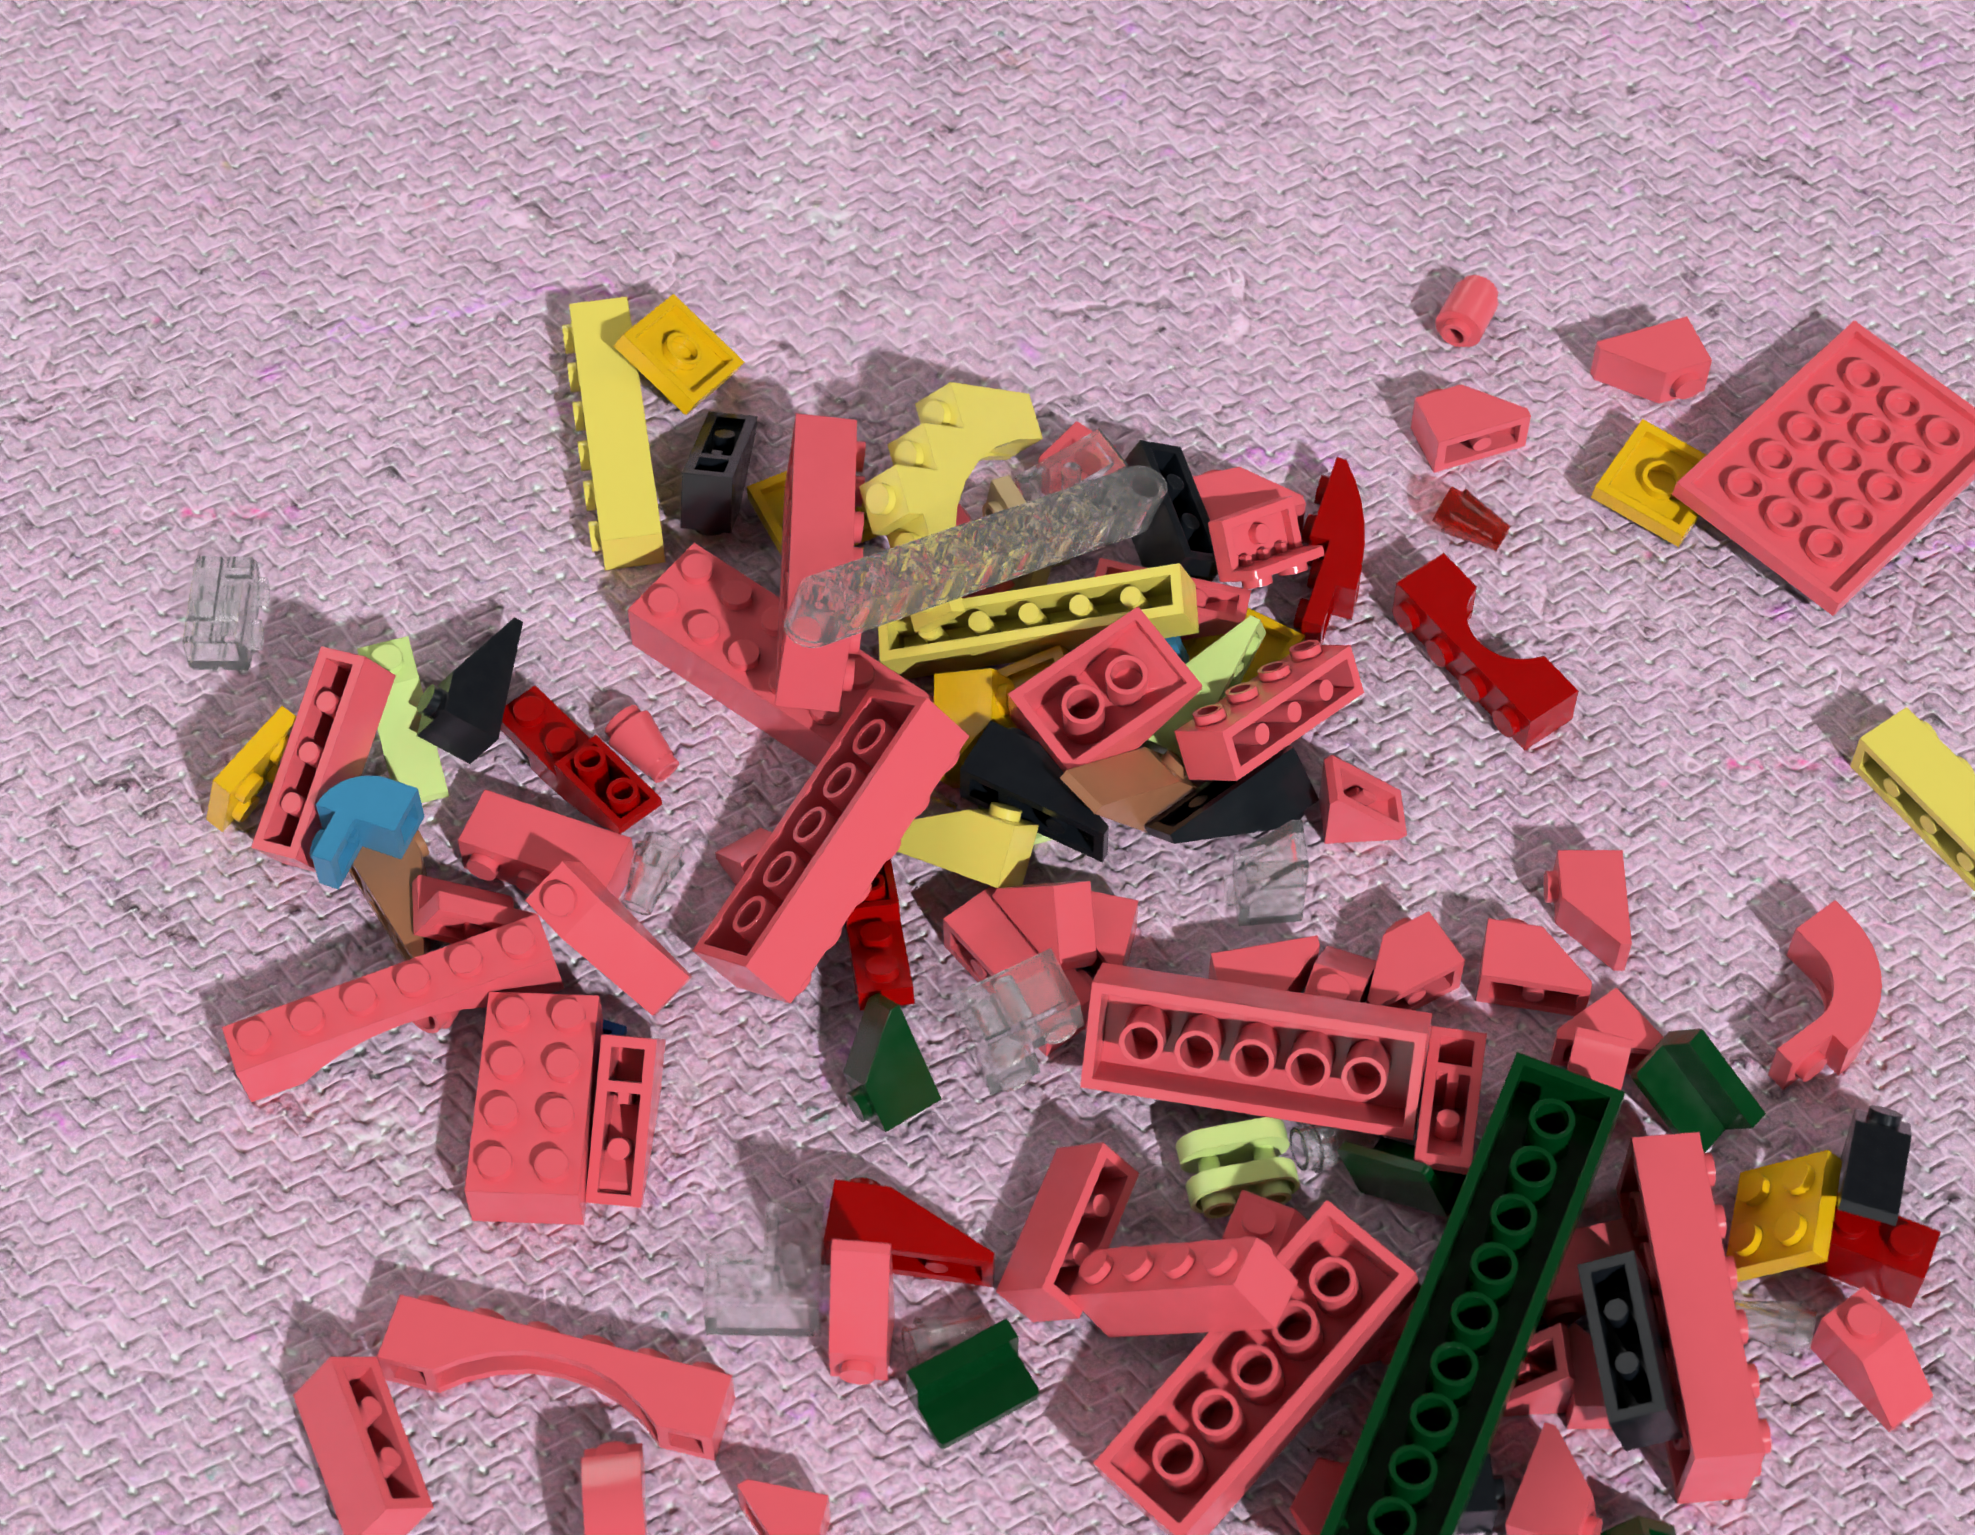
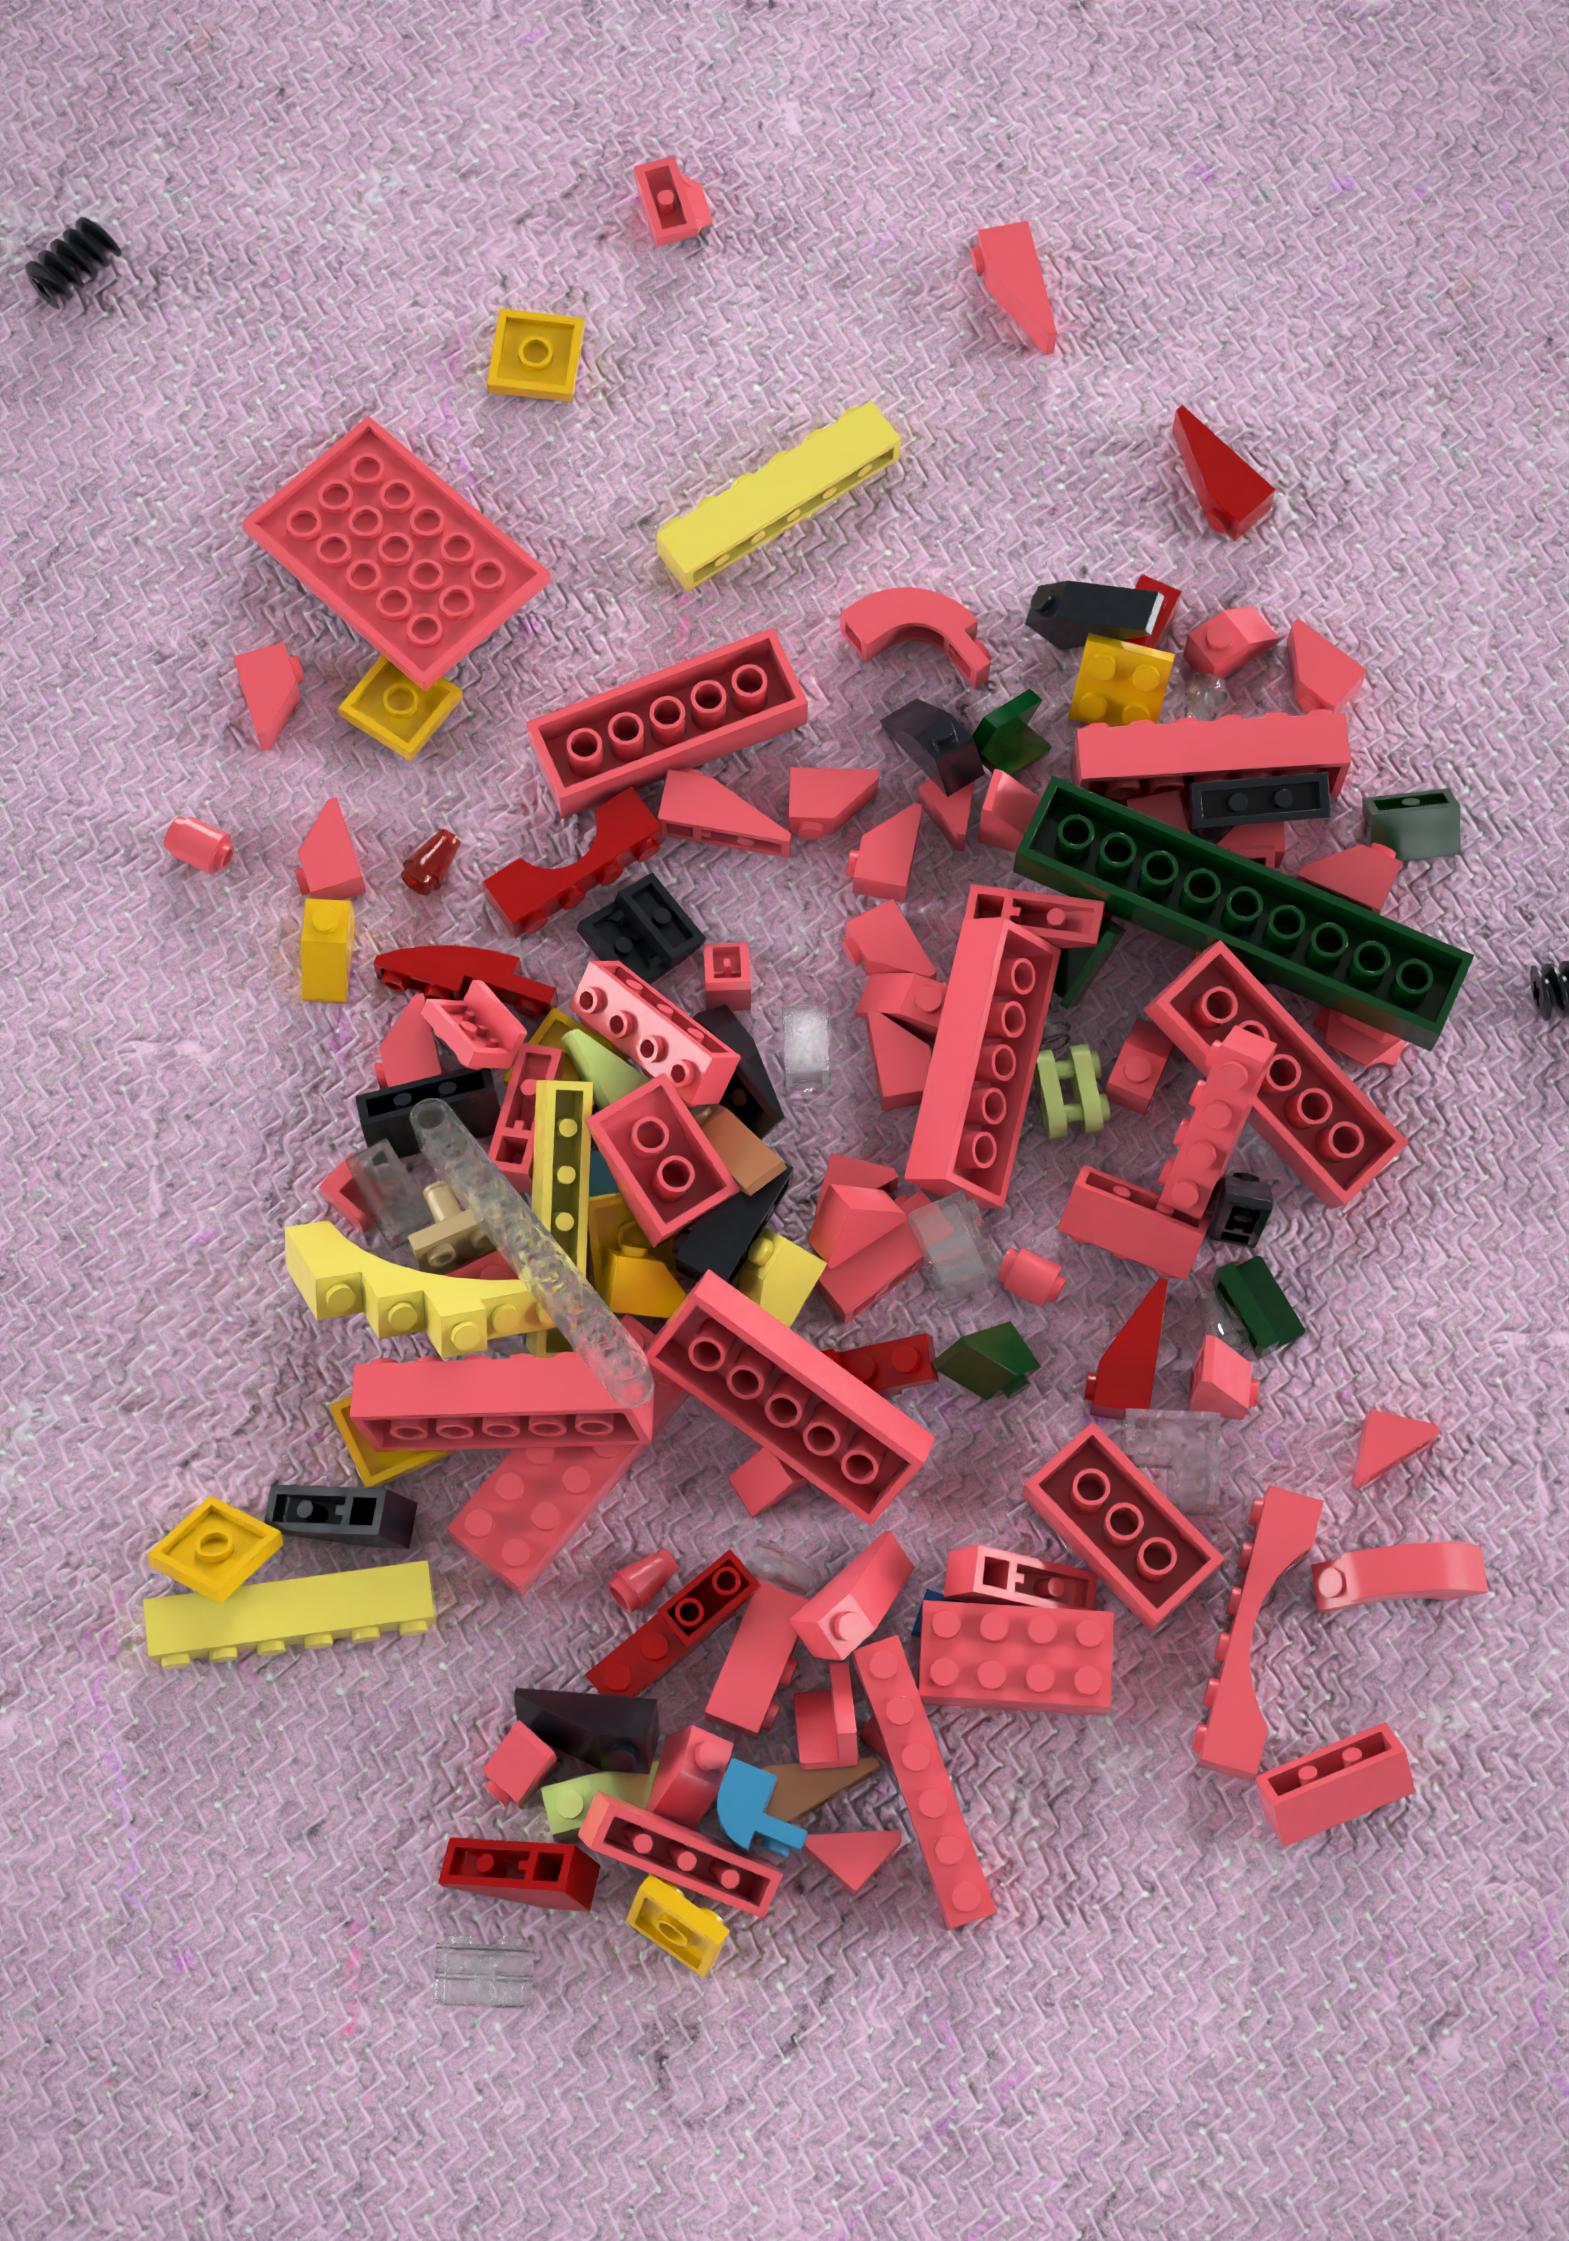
camera: 90 degrees left, 15 degrees up
(317, 942) = (852, 1856): none -> coral slope
(331, 622) = (522, 1872): none -> red slope
(436, 778) = (689, 1775): none -> coral slope
(441, 630) = (519, 1766): none -> coral slope
(696, 1197) = (1122, 1526): none -> coral brick
(1000, 1125) = (1031, 1277): none -> coral brick
(1090, 1344) = (1241, 1210): none -> black slope
(1357, 426) = (327, 950): none -> yellow slope
(1405, 726) = (642, 930): none -> black slope
(1562, 785) = (710, 813): none -> coral slope
(1666, 996) = (936, 744): none -> black slope
(1668, 732) = (667, 722): none -> coral brick
(1840, 1469) = (1320, 671): none -> coral slope

